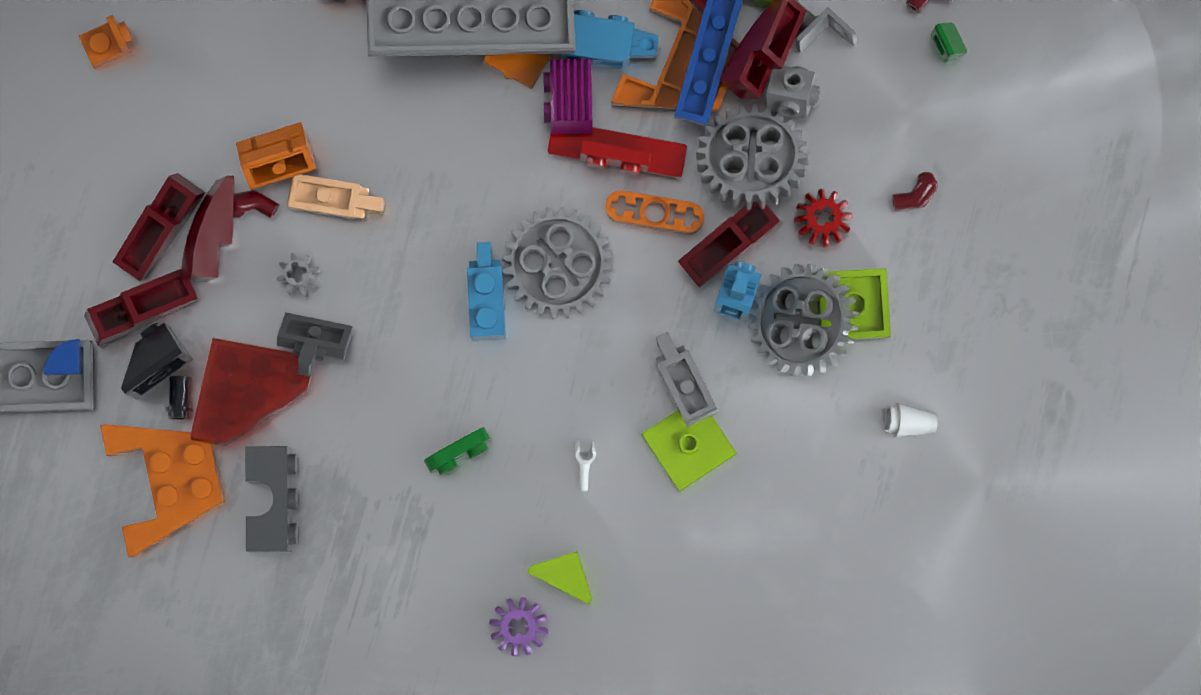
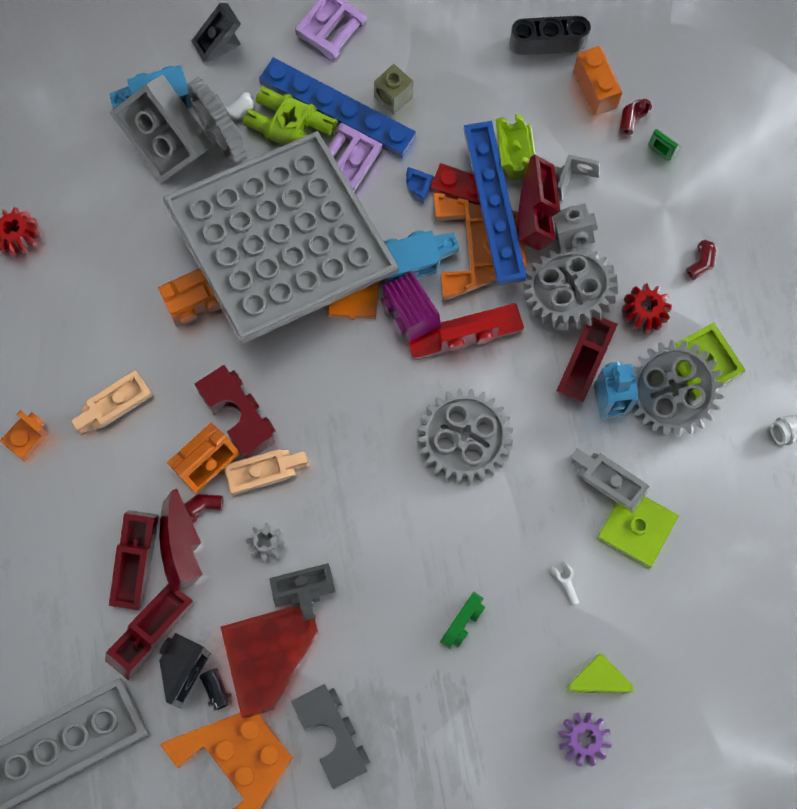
camera: 30 degrees left, 10 degrees down
(65, 359) = (105, 703): blue tile -> none
(211, 50) = (112, 403): none -> light nougat hinge
(331, 92) = (223, 391): none -> dark red arch
(486, 296) = (423, 488): dark azure hinge -> none
(630, 200) = (540, 366): orange beam -> none

